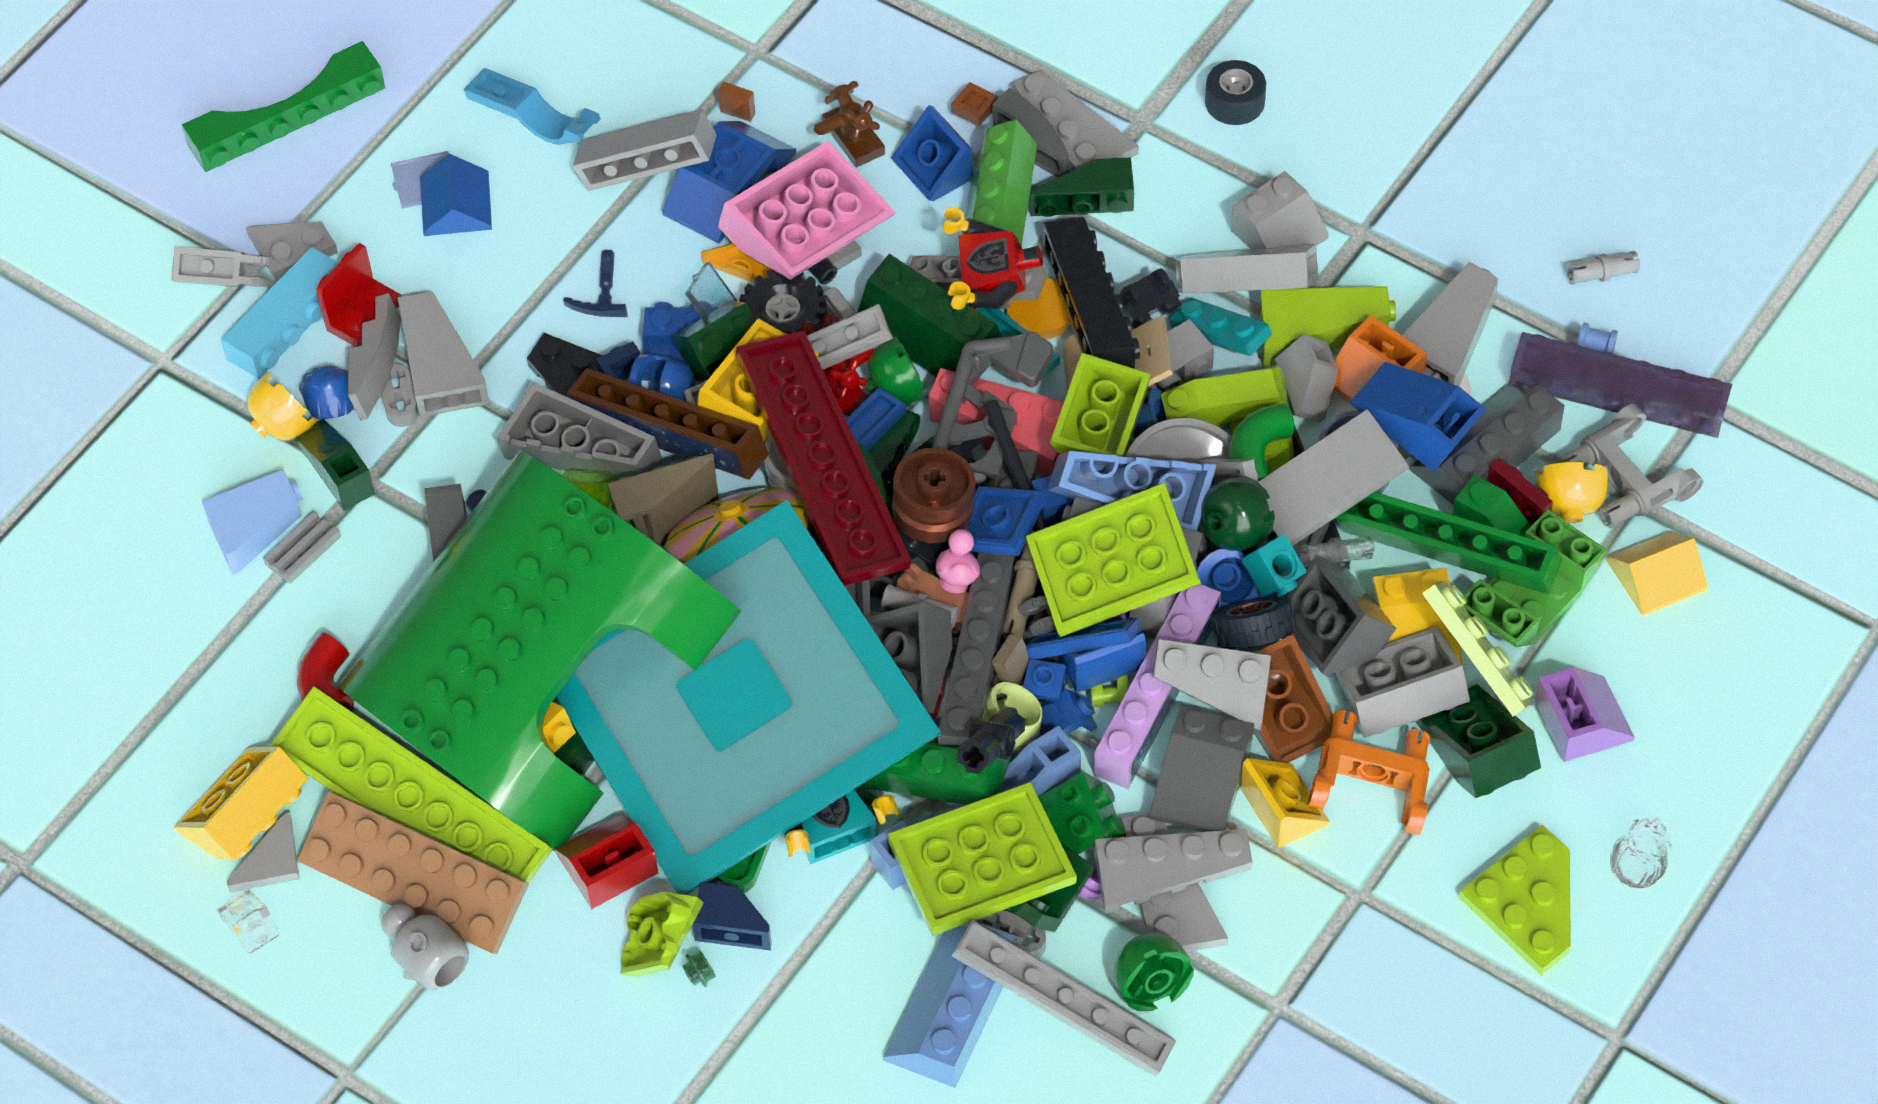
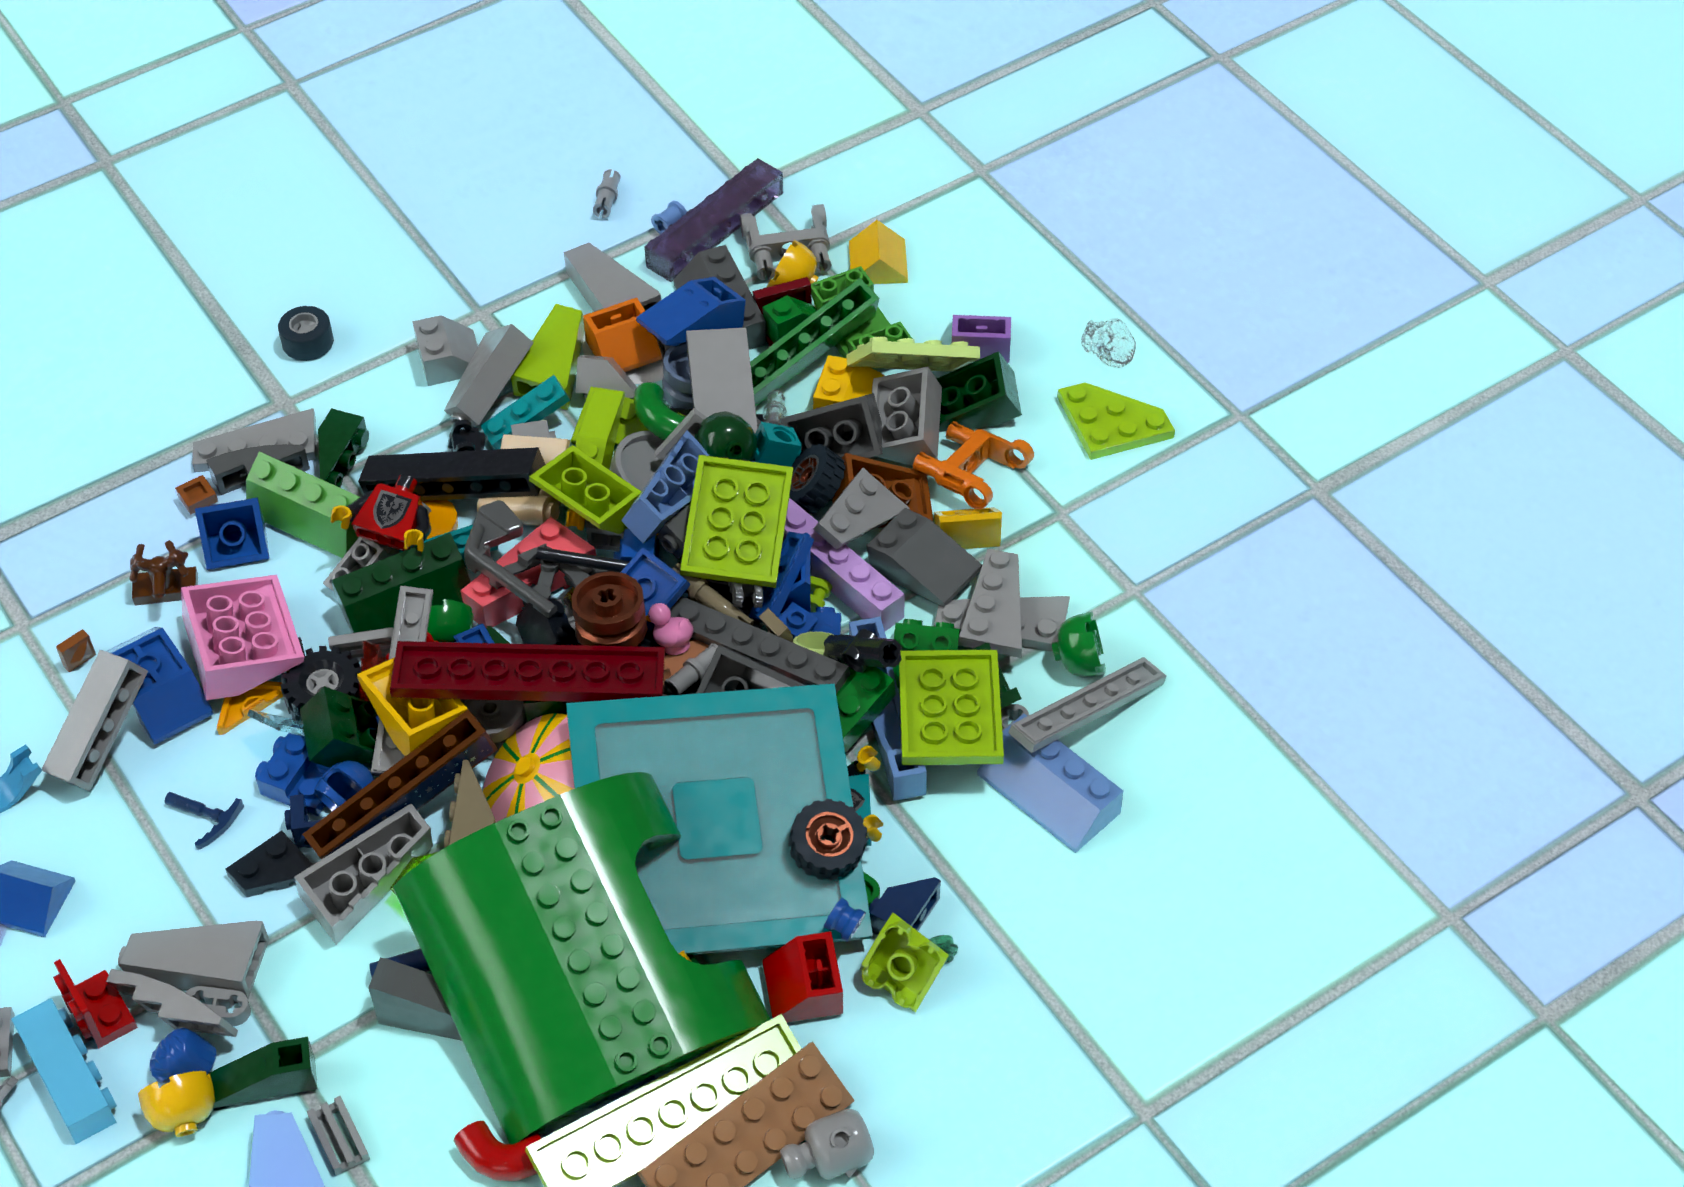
camera: 70 degrees left, 5 degrees down
(672, 857) = (844, 919): none -> blue wheel
(752, 823) = (823, 857): none -> black wheel

